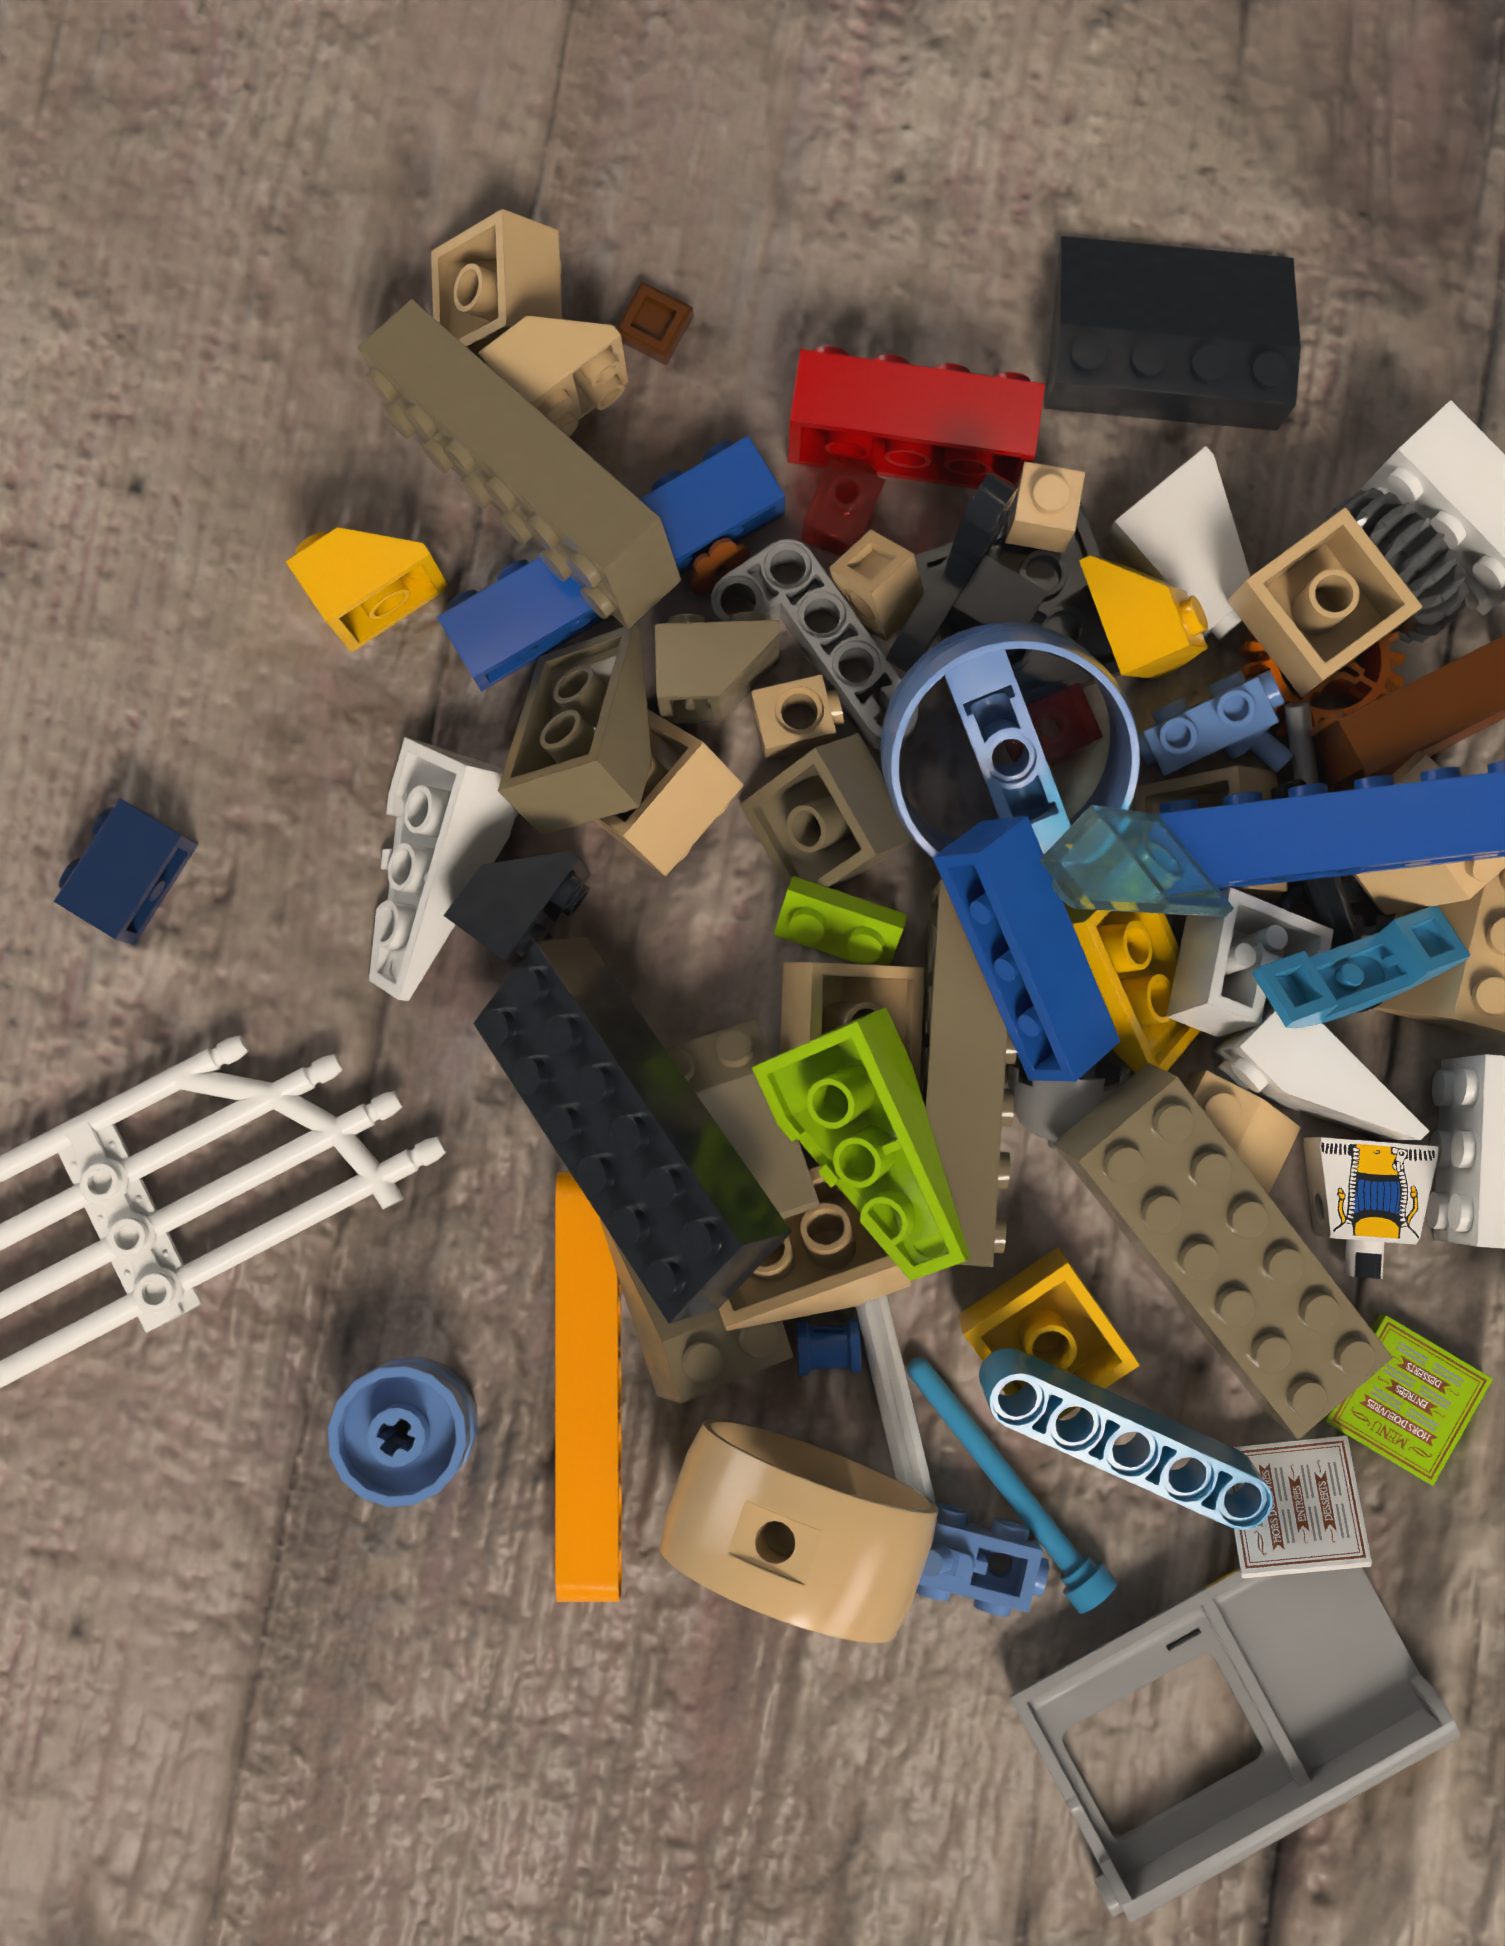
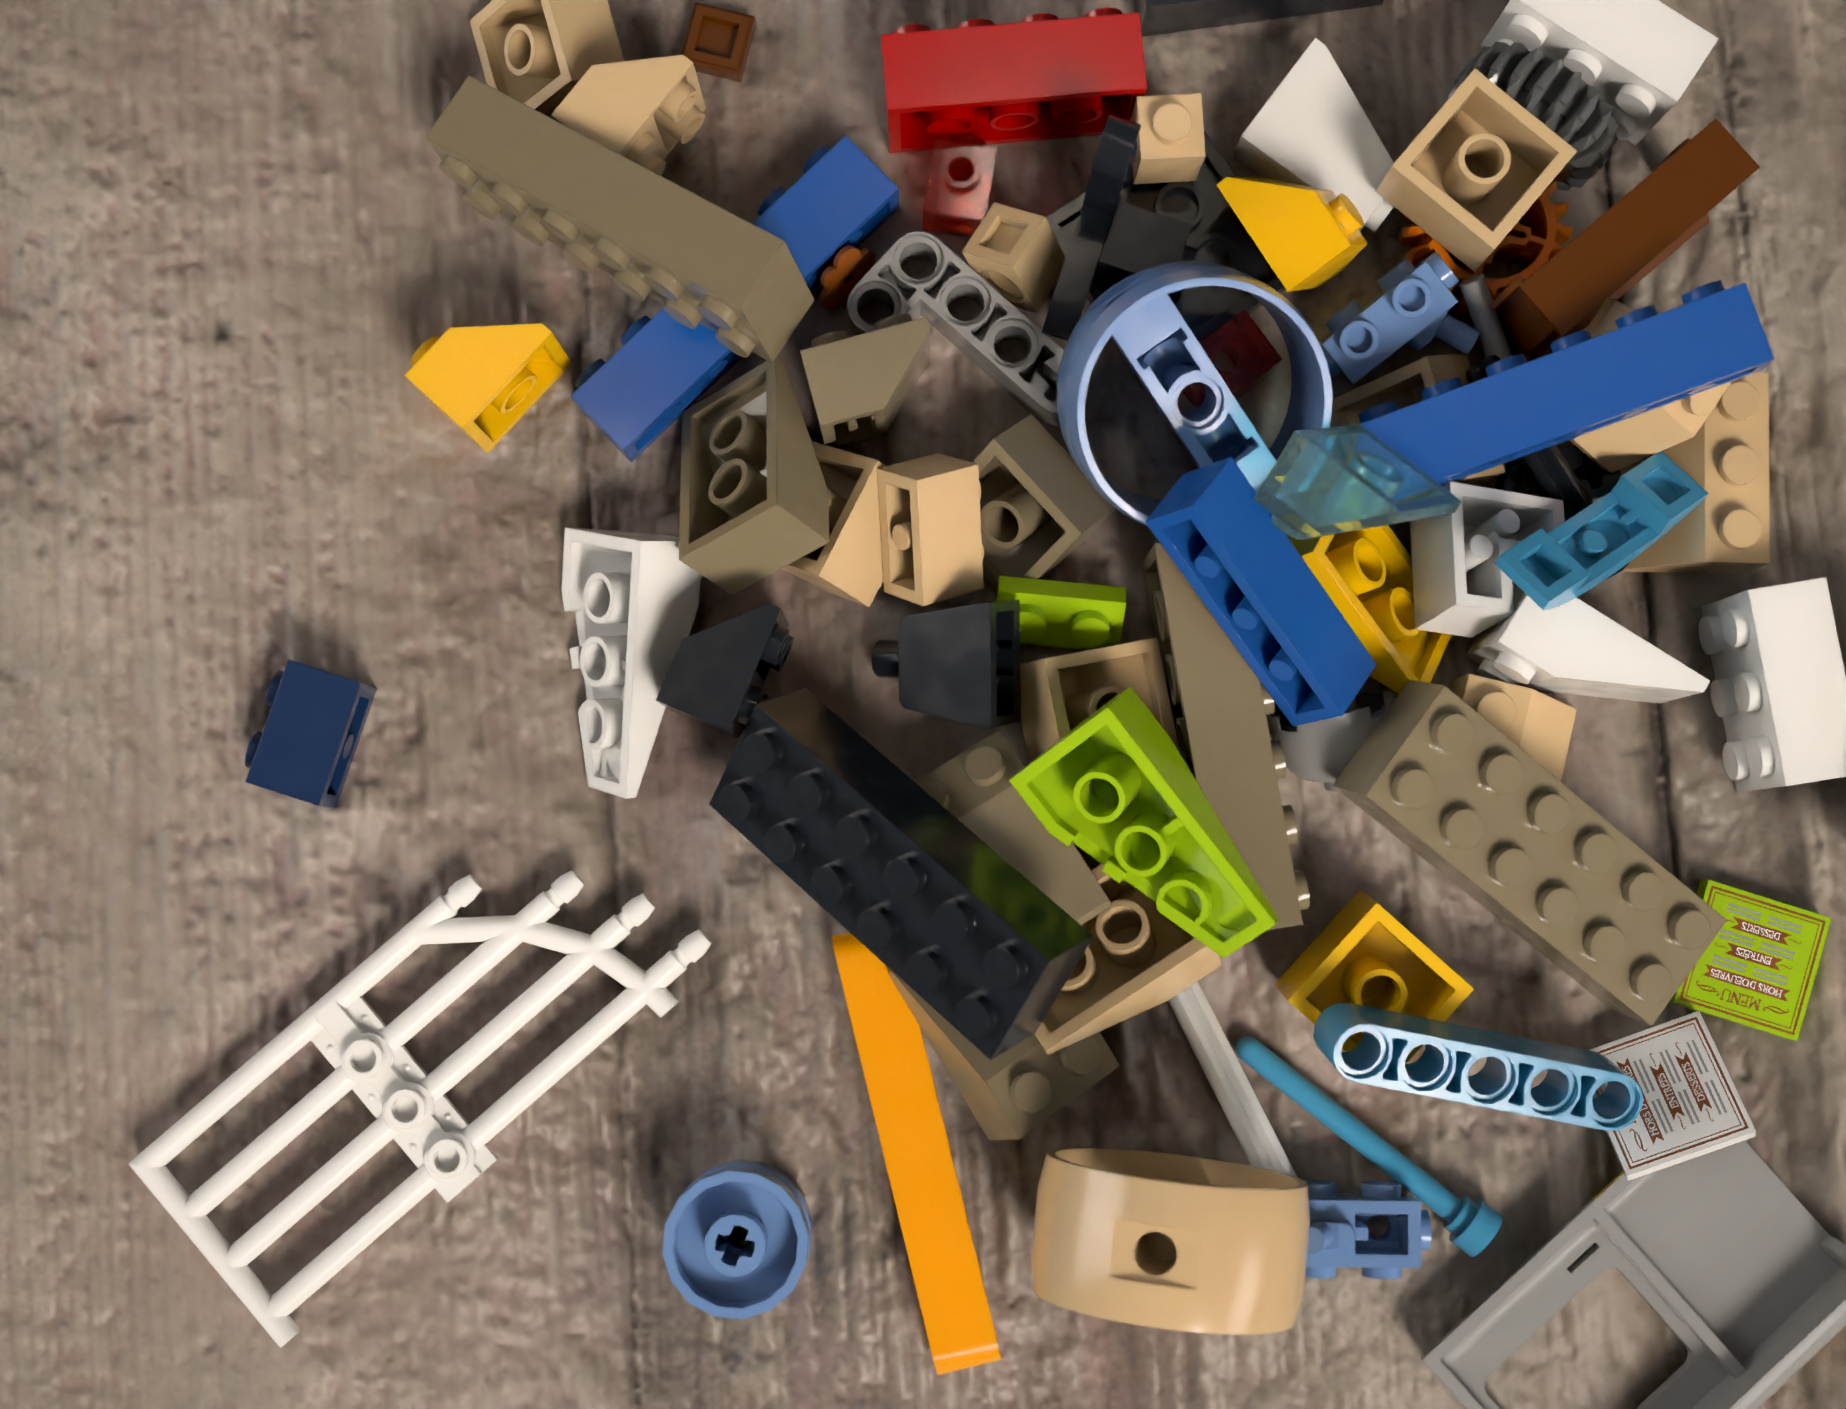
camera: 15 degrees left, 0 degrees up
(734, 948) = (957, 663): none -> black torso
(738, 817) = (930, 528): none -> tan brick
(780, 739) = (954, 438): tan brick -> none
(828, 1347) = (1151, 1048): blue bush -> none
(1368, 1196) = (1661, 762): torso -> none

